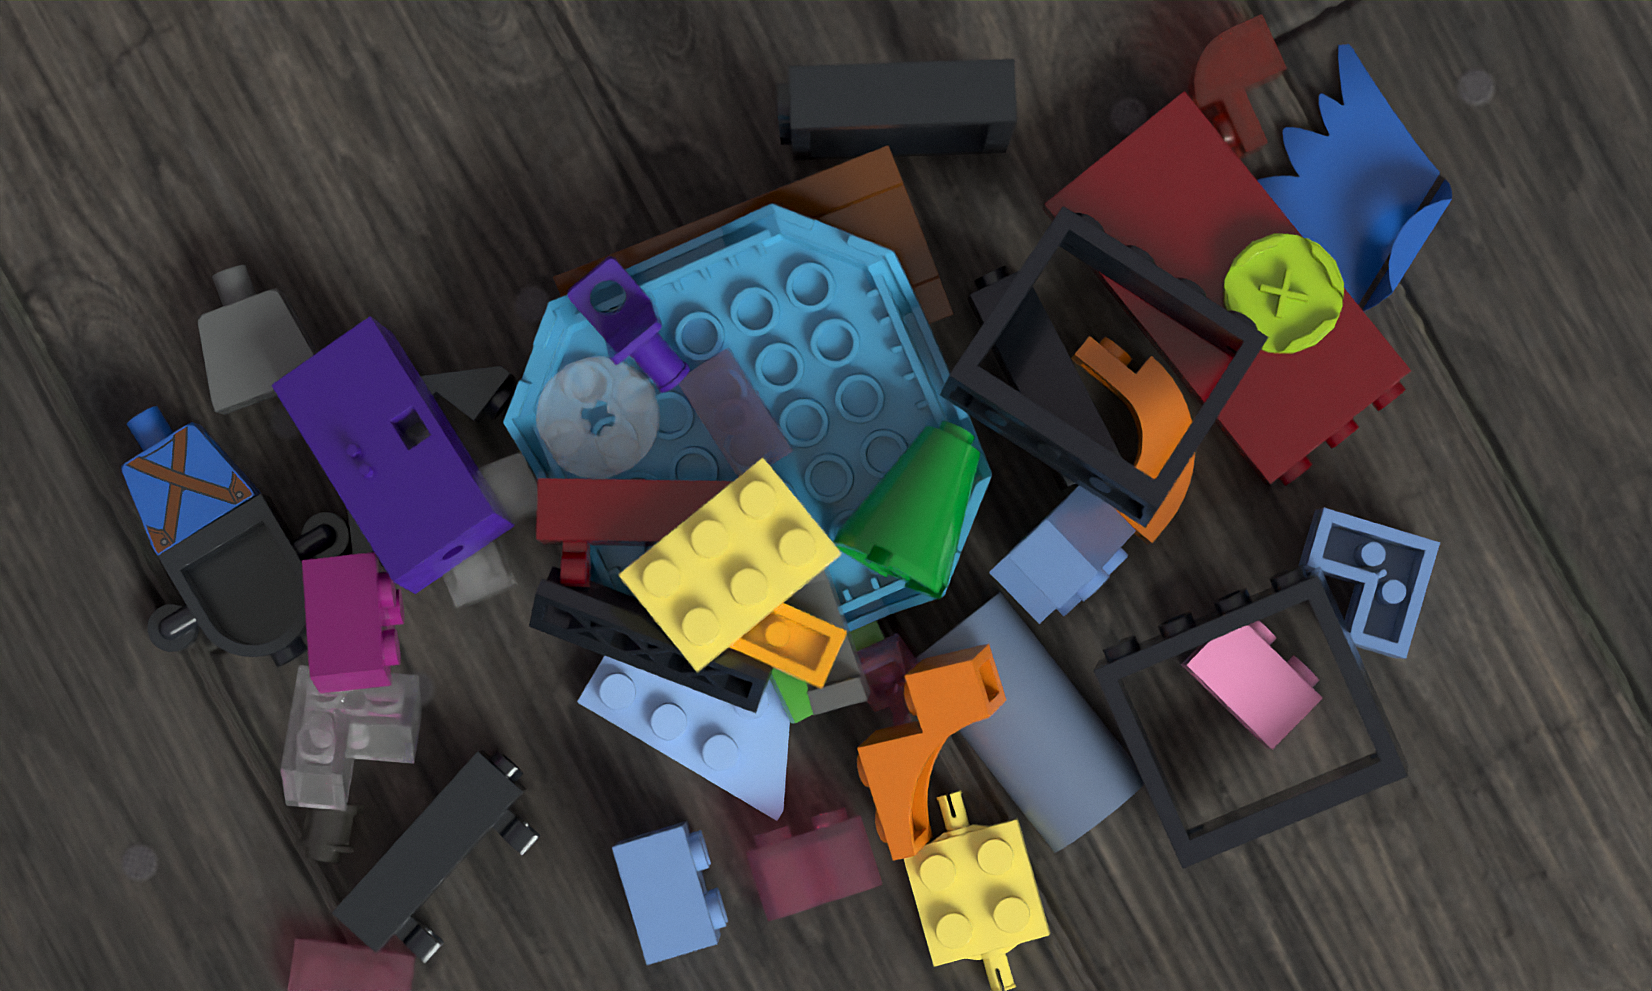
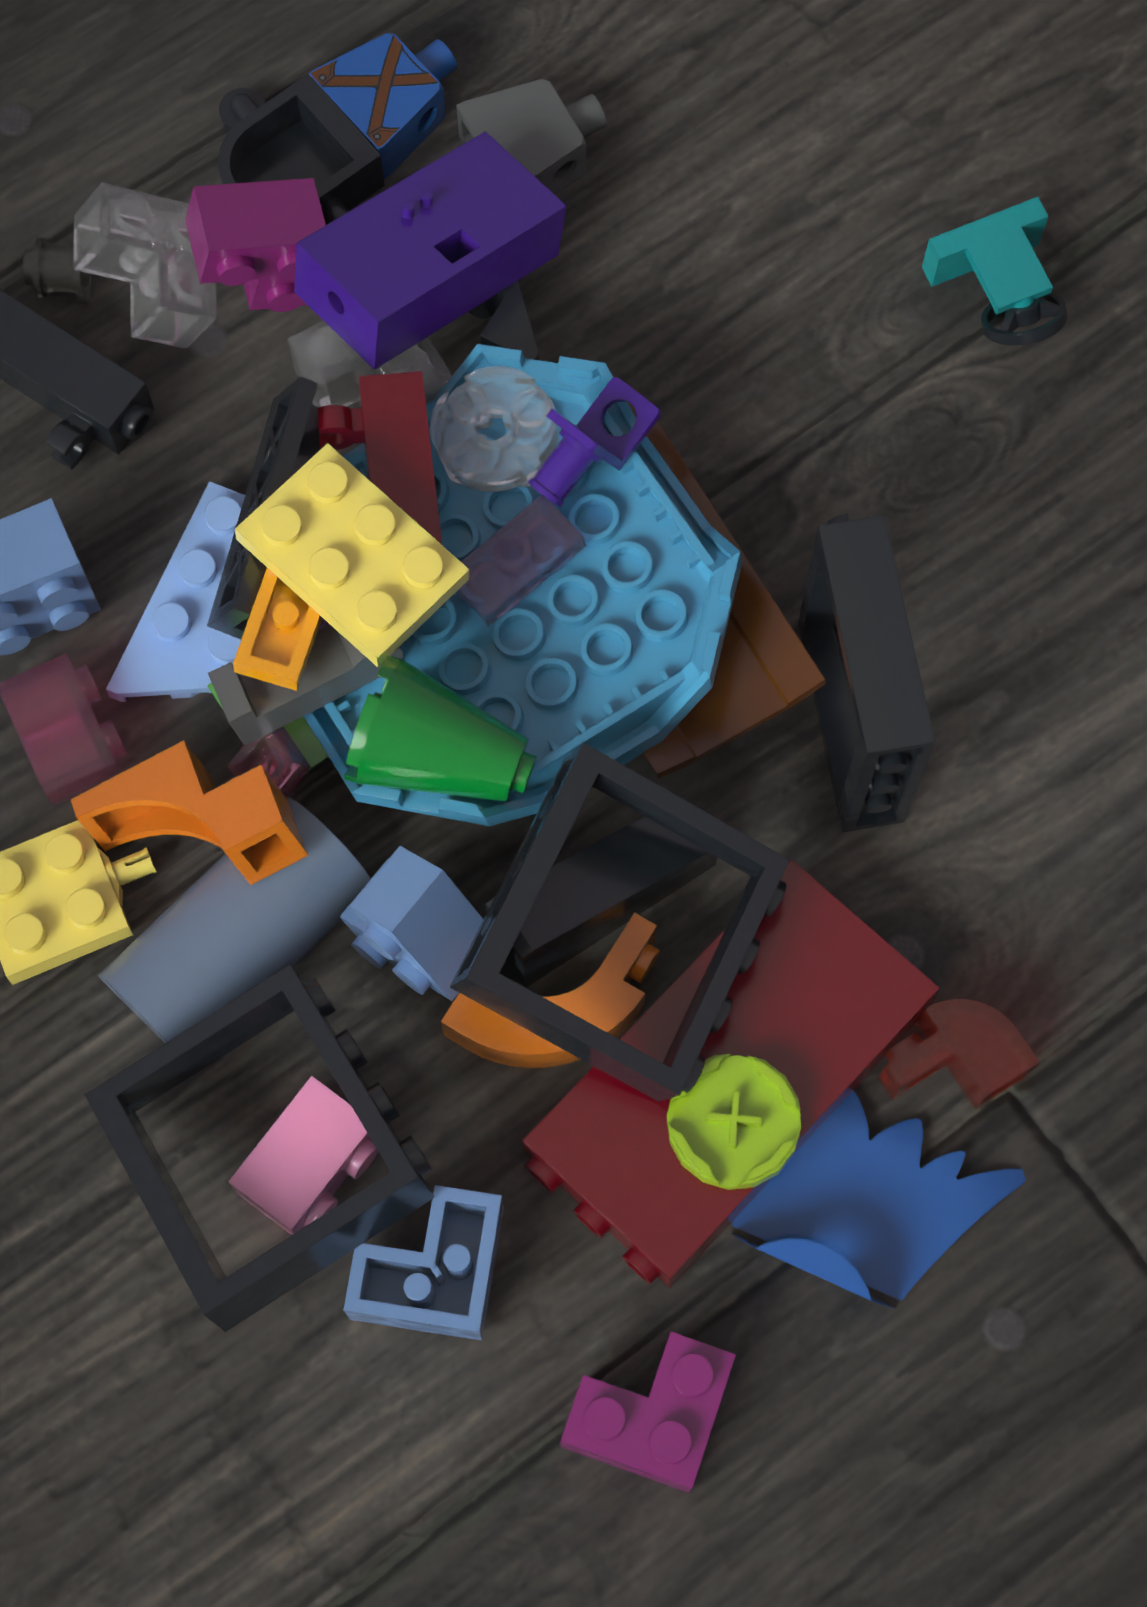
camera: 80 degrees right, 15 degrees down
(1534, 401) = (657, 1434): none -> magenta brick

